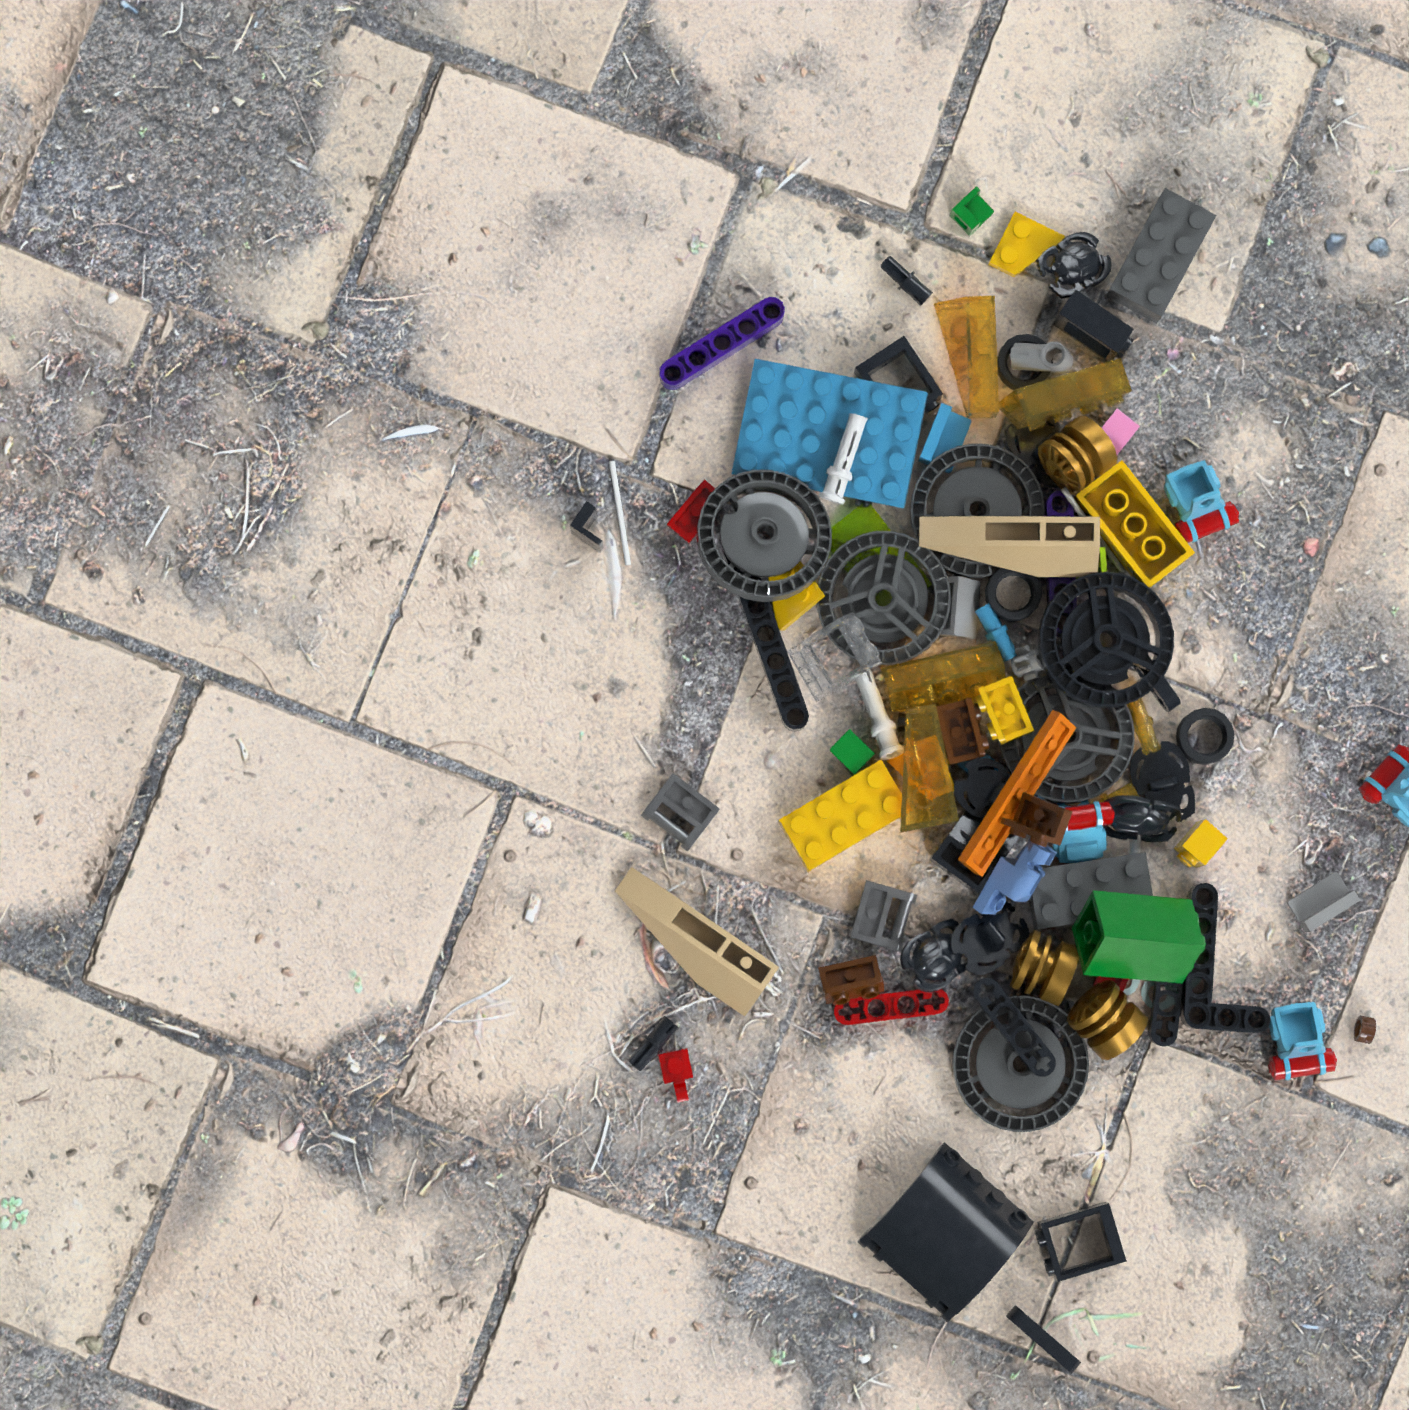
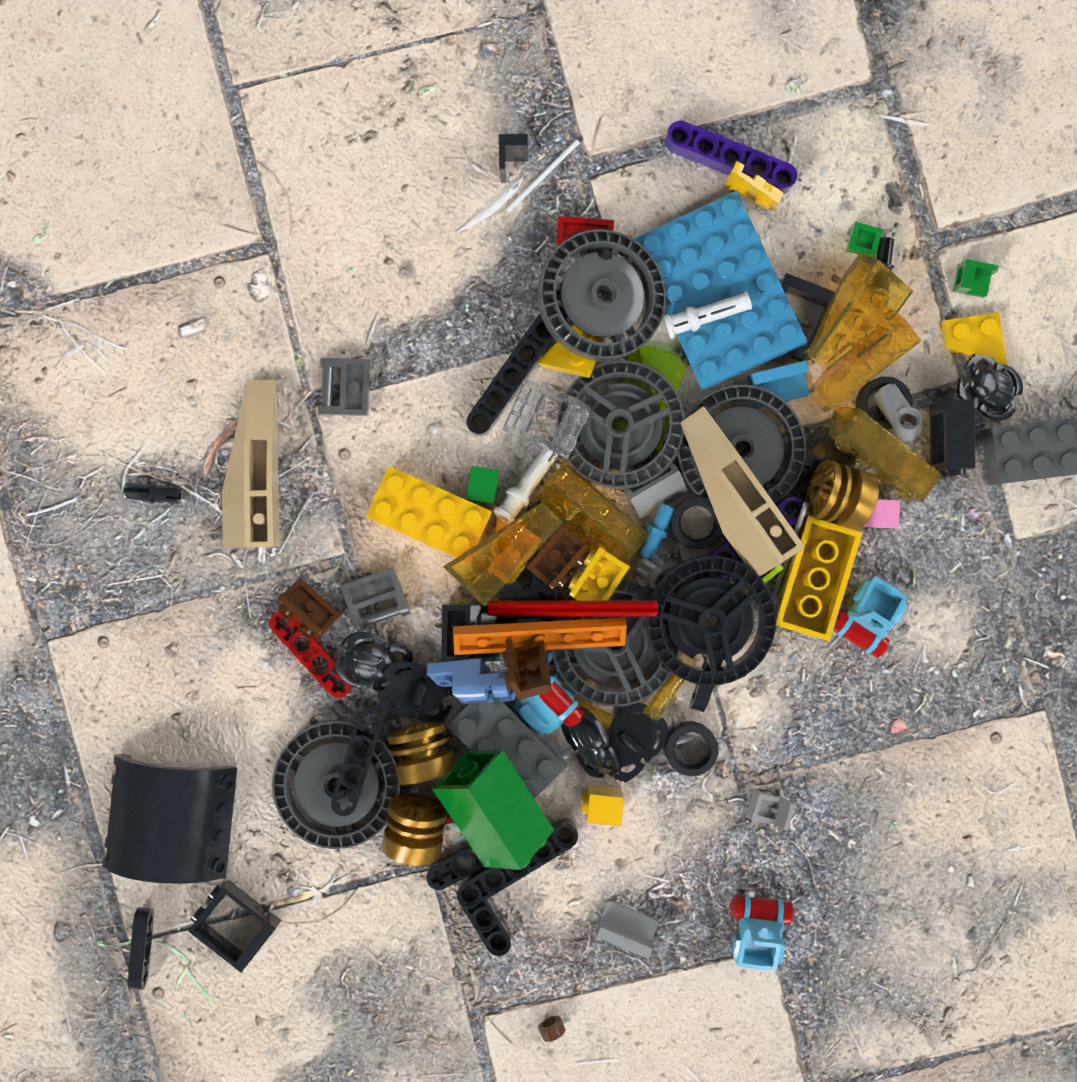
camera: 65 degrees right, 5 degrees up
(675, 1070) = (146, 525): red plate -> none
(771, 338) = (755, 188): none -> yellow wing
(874, 283) = (863, 239): none -> green panel
(927, 326) = (861, 302): none -> clear yellow wedge
(1013, 748) = (572, 608): none -> red axle
(1299, 1042) = (505, 987): medium azure piece -> none
(1305, 705) = (770, 809): none -> light grey bracket

